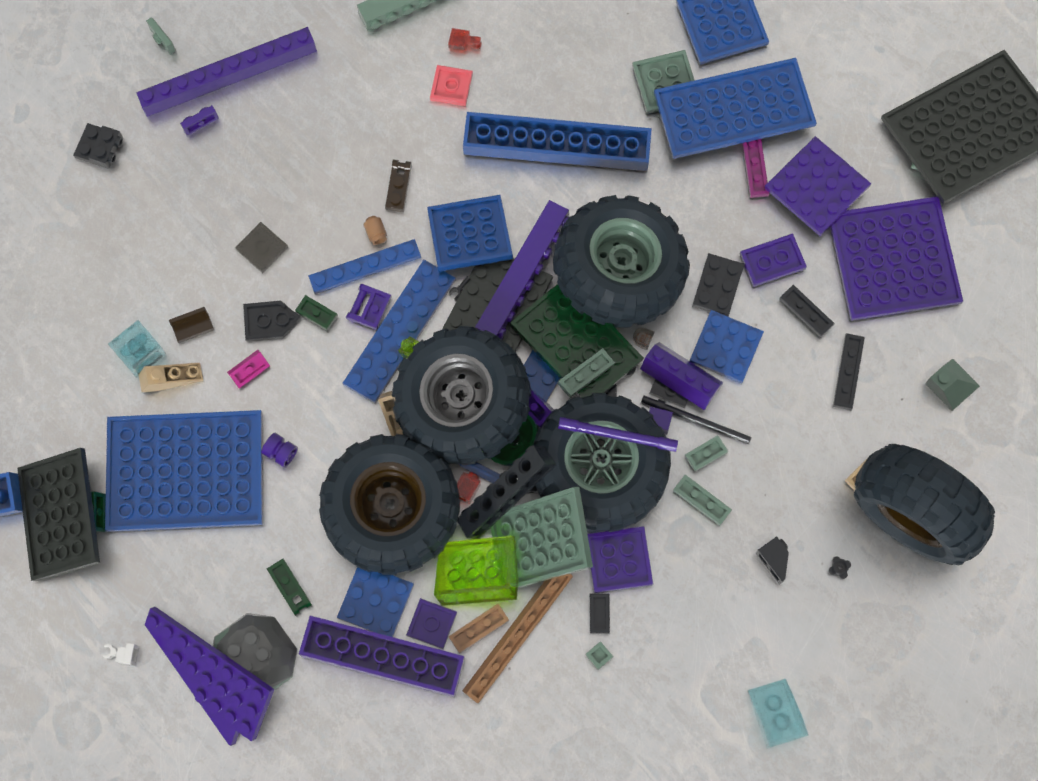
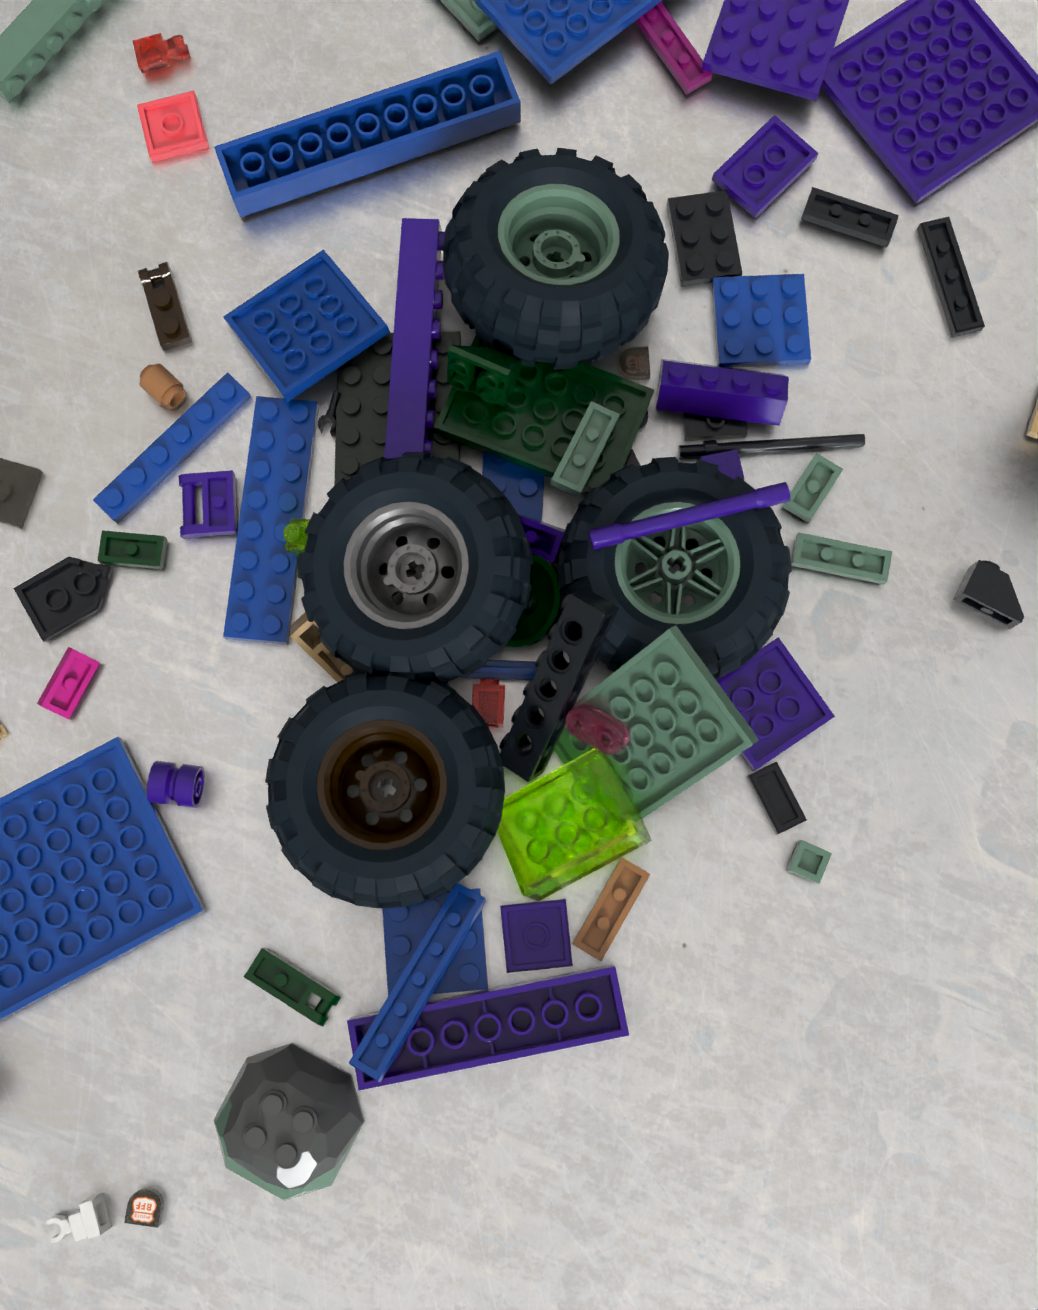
camera: 25 degrees left, 5 degrees up
(157, 664) = (145, 1208): none -> tile
(224, 689) = (269, 1201): dark purple wing -> none
(357, 612) = (417, 982): none -> blue plate
(515, 637) = (670, 904): medium nougat plate -> none
(516, 526) = (595, 727): none -> clear pink plate
(551, 305) = (483, 372): none -> dark green slope

